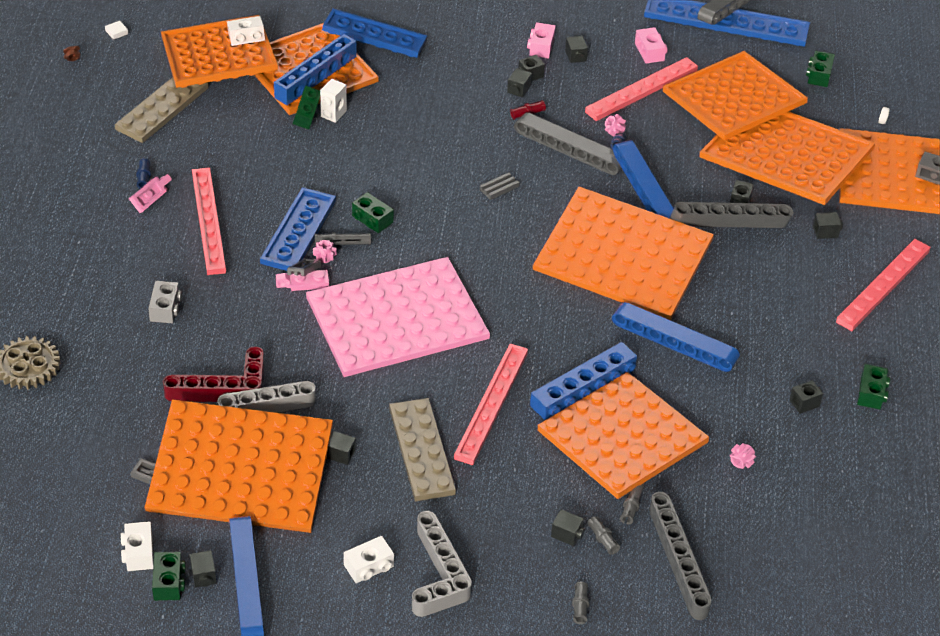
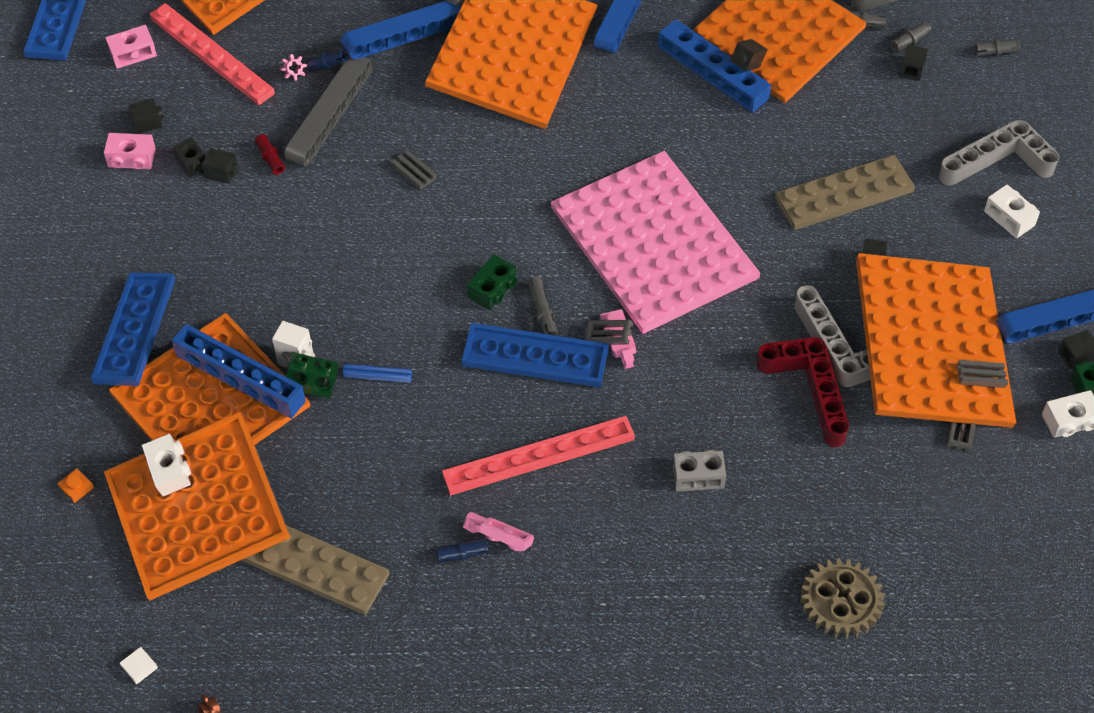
camera: 95 degrees left, 10 degrees up
(193, 467) = (980, 370): none -> dark grey tile
(259, 8) = (75, 485): none -> orange plate
(307, 148) = (377, 373): none -> blue axle
(324, 251) = (571, 320): bright pink gear -> none
(491, 404) = (766, 138): coral plate -> none
(578, 390) = (748, 55): none -> pearl dark grey brick

